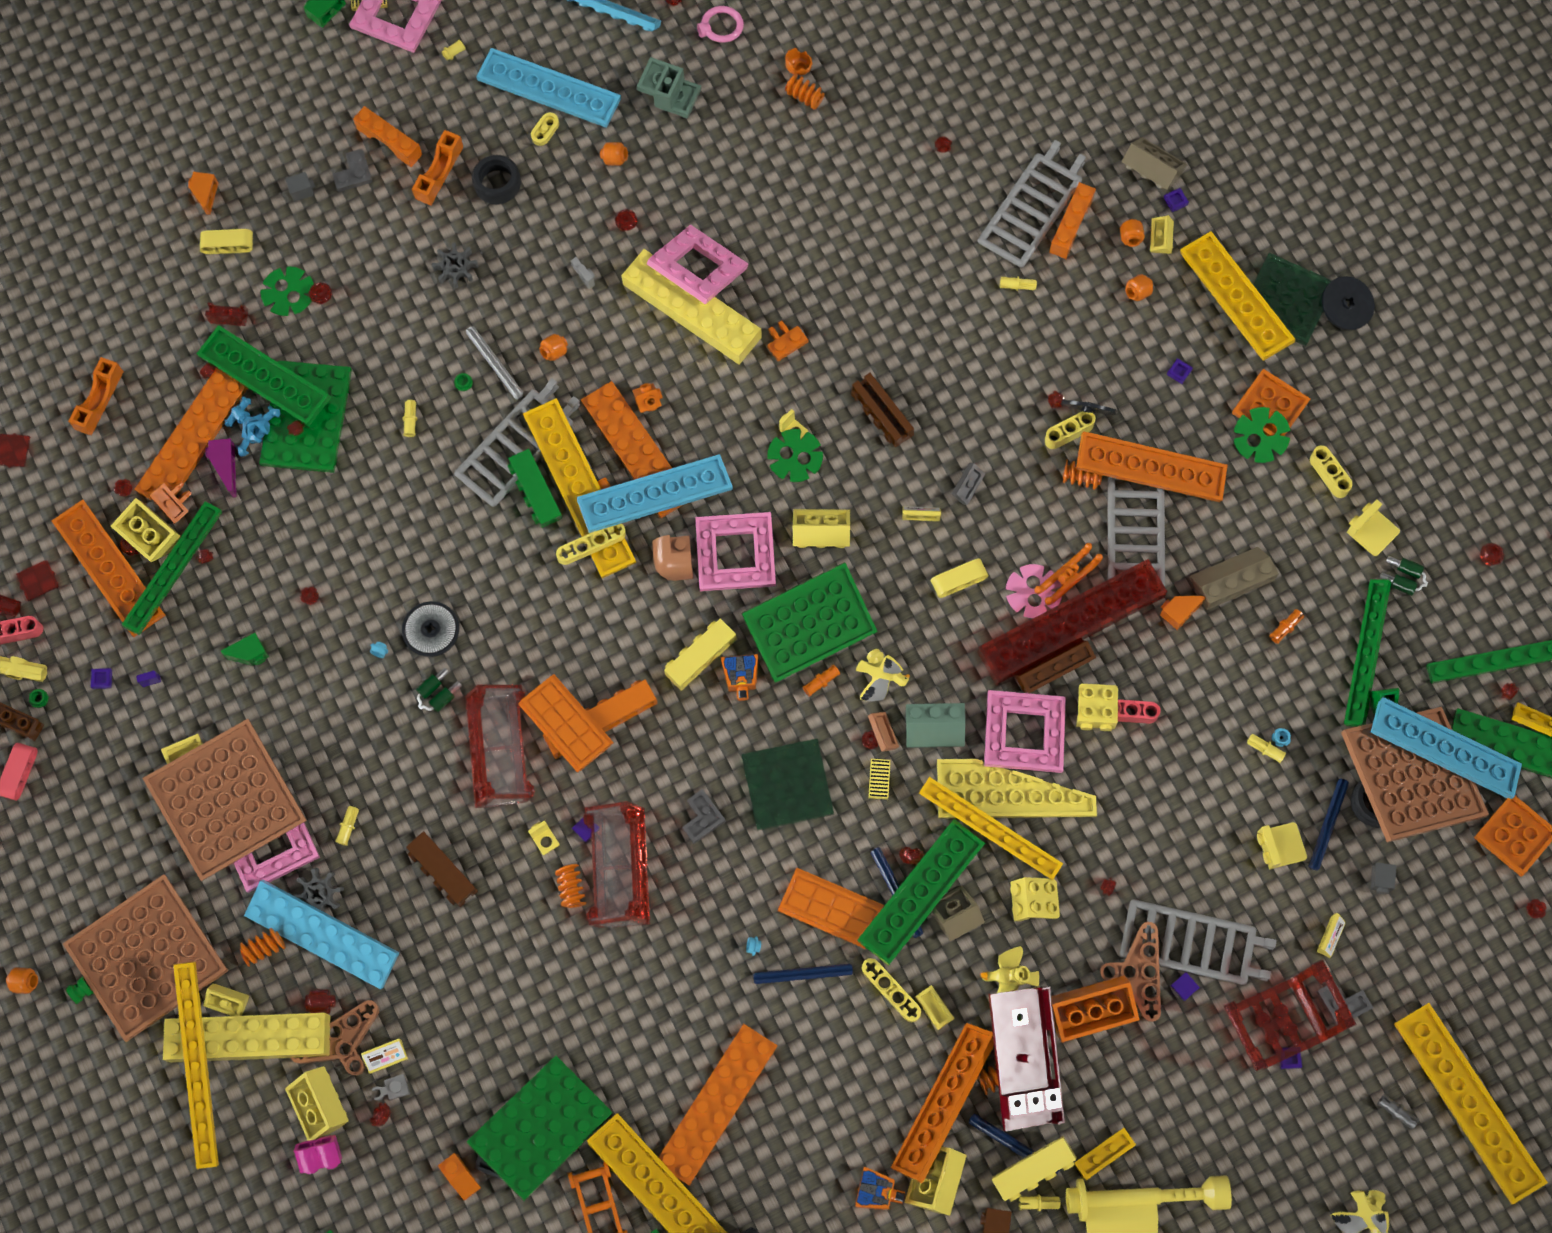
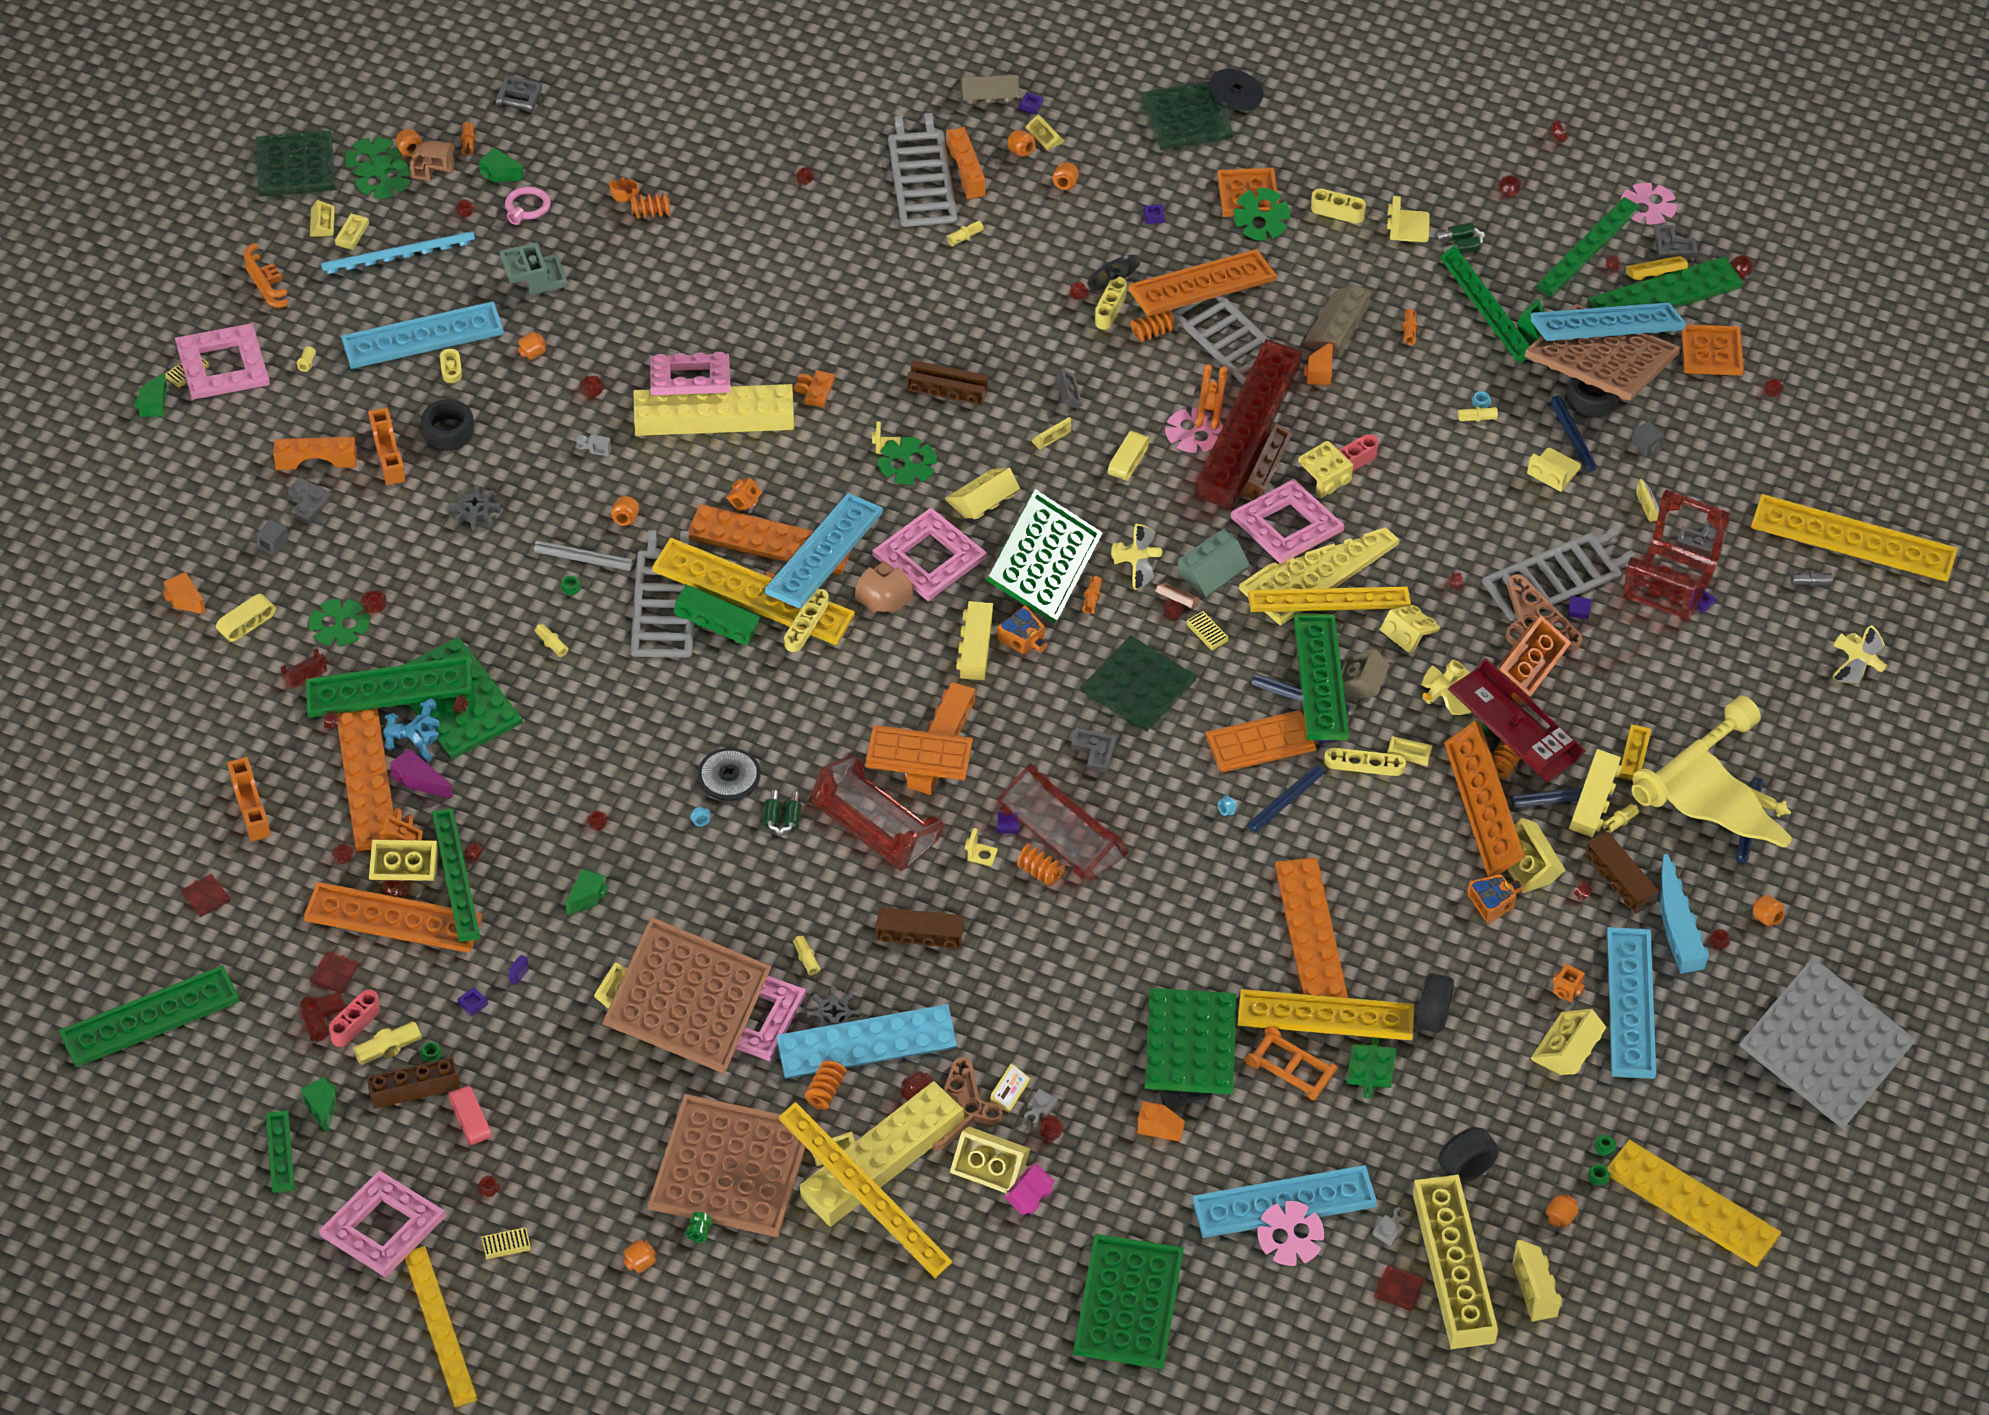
camera: 45 degrees left, 20 degrees down
(910, 856) = (1286, 662): clear red plate -> none
(1237, 296) = (1148, 132): yellow plate -> none

